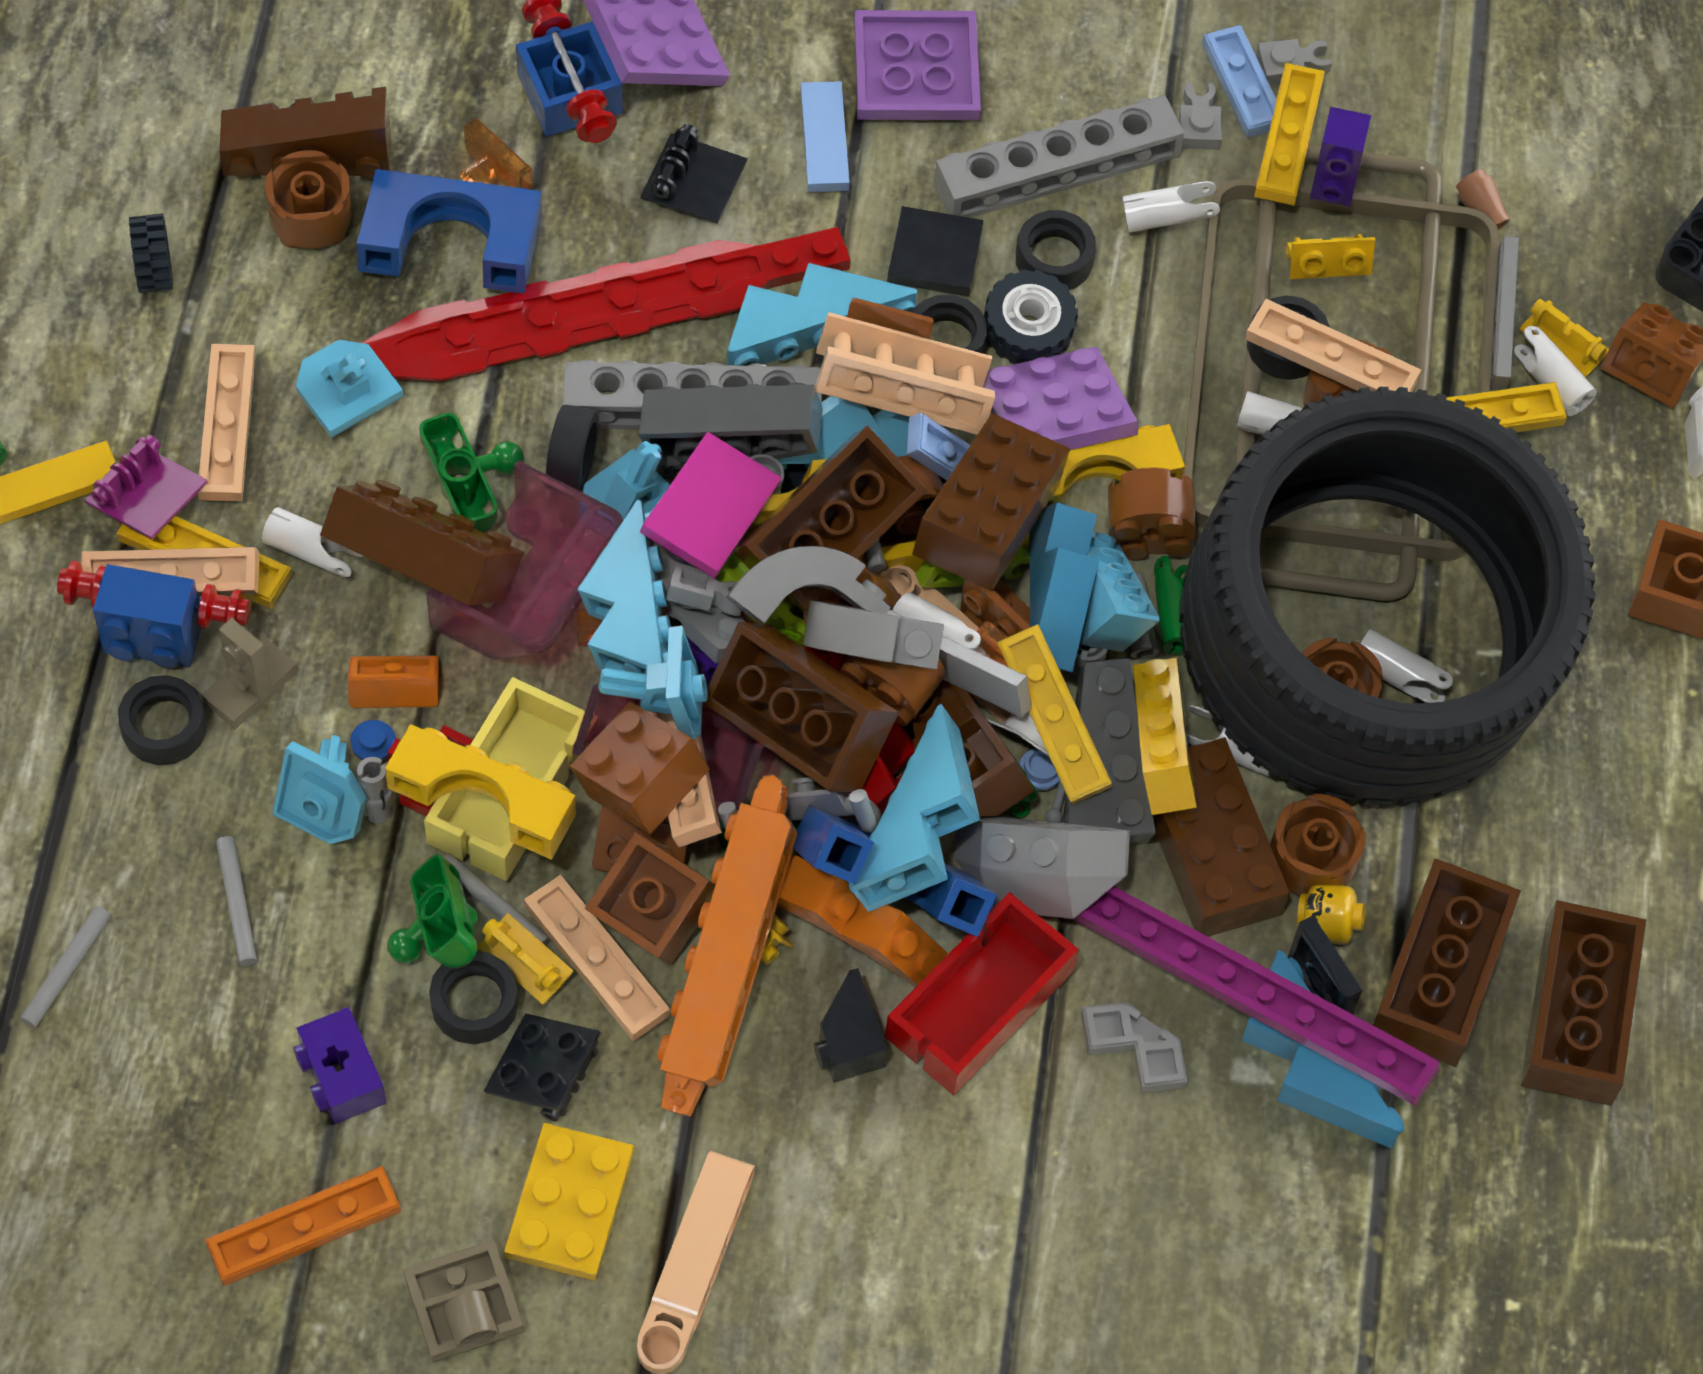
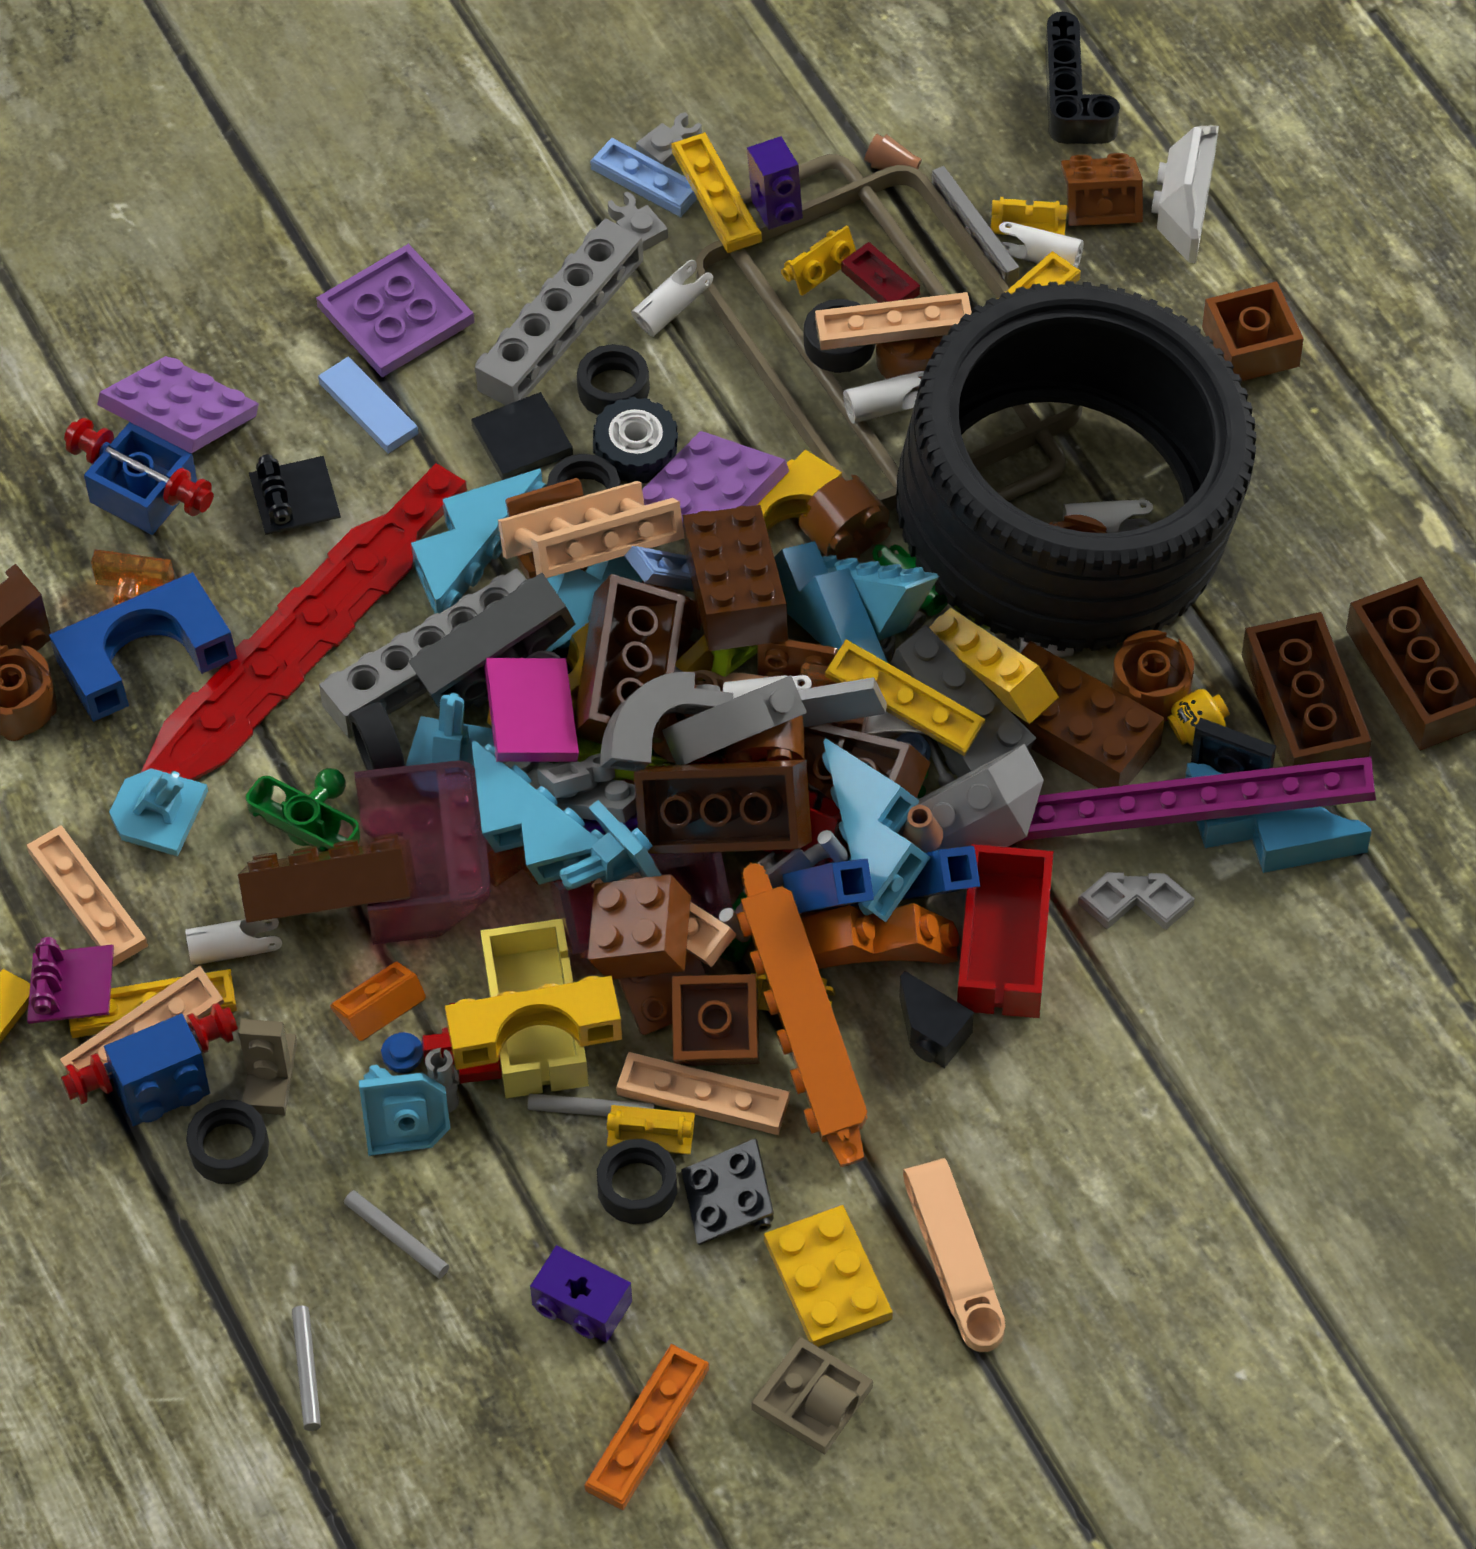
camera: 30 degrees left, 5 degrees down
(441, 920) = (567, 1135): green piece -> none
(966, 850) = (923, 829): none -> nougat cone
(1372, 305) = (879, 275): none -> dark red plate

